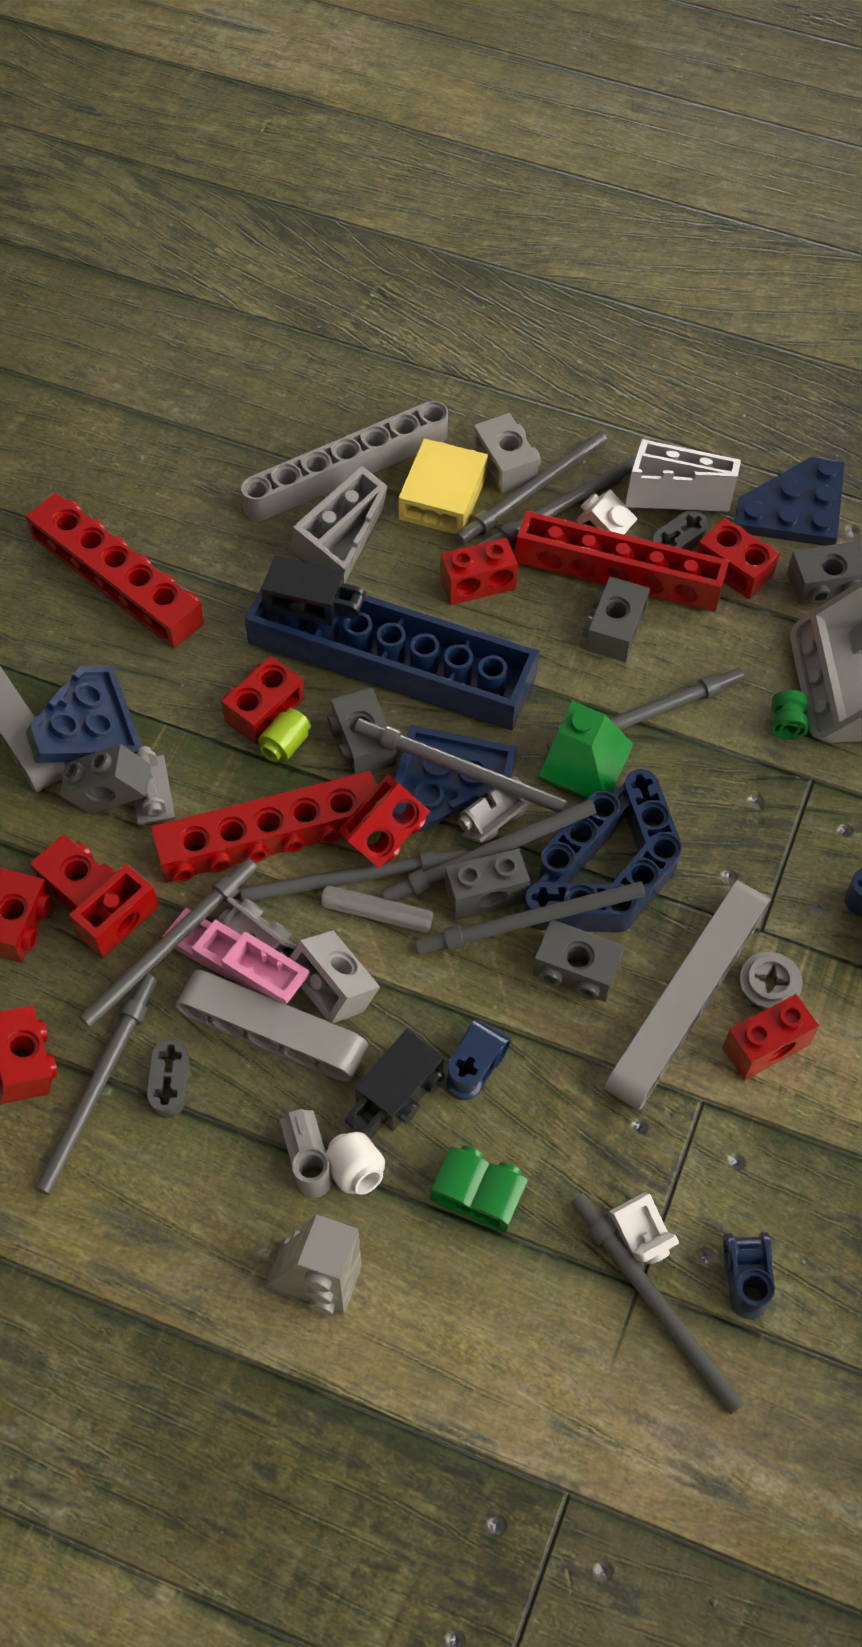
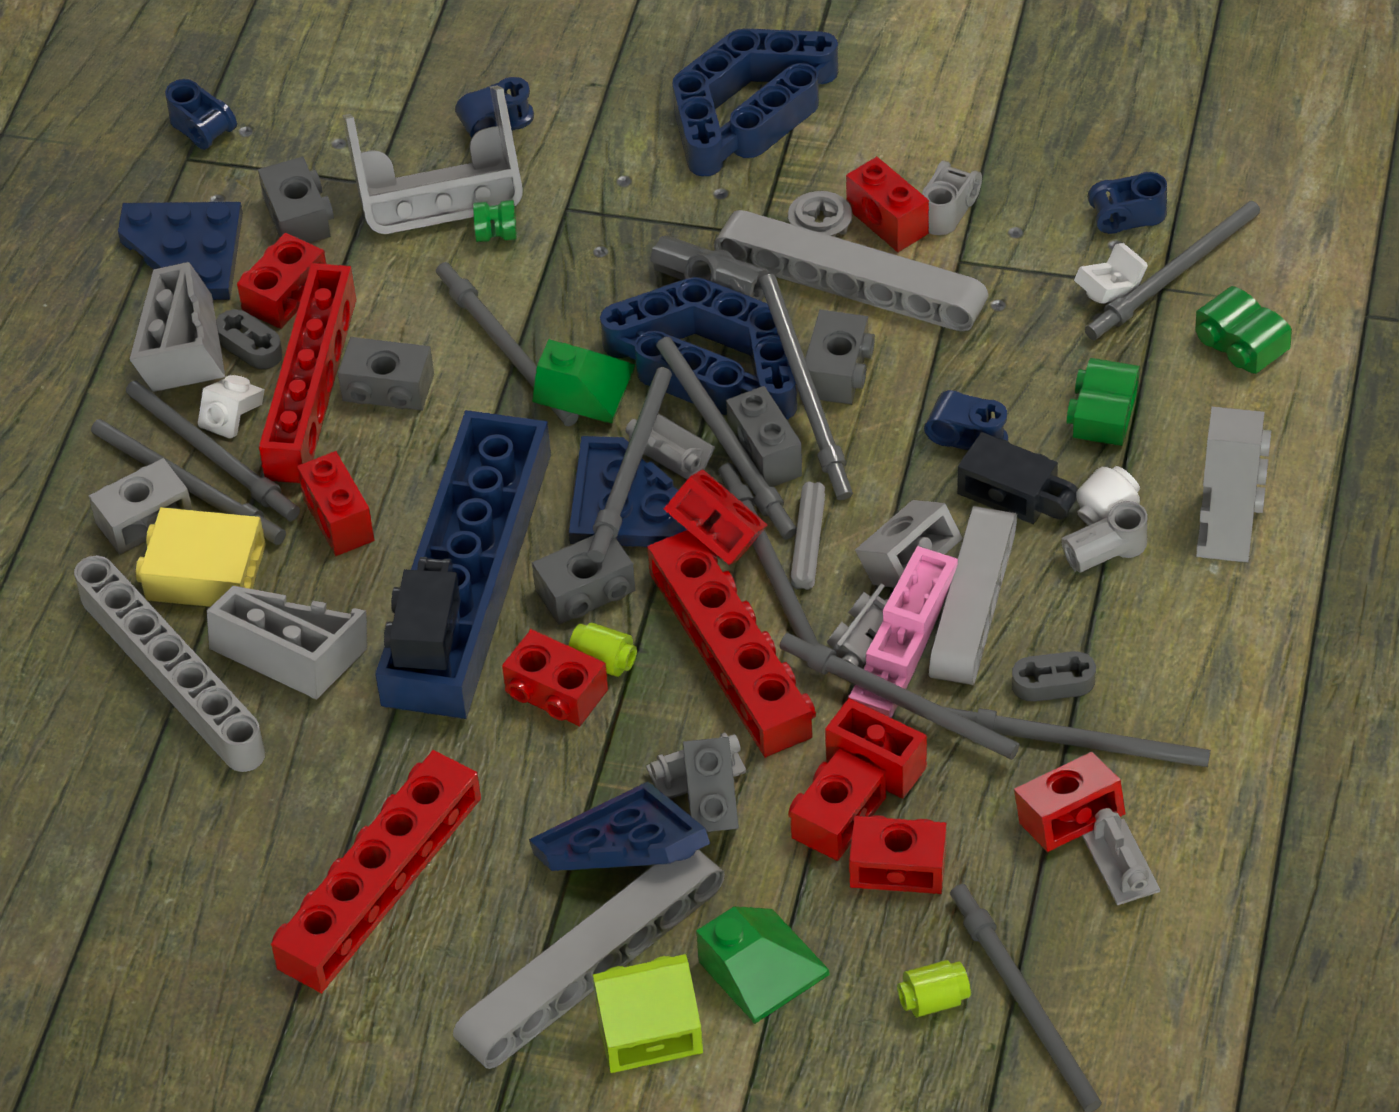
camera: 95 degrees left, 10 degrees down
(550, 1345) = (1243, 330): none -> green brick
(699, 871) = (689, 261): none -> dark grey piece
(782, 1100) = (950, 196): none -> light grey piece

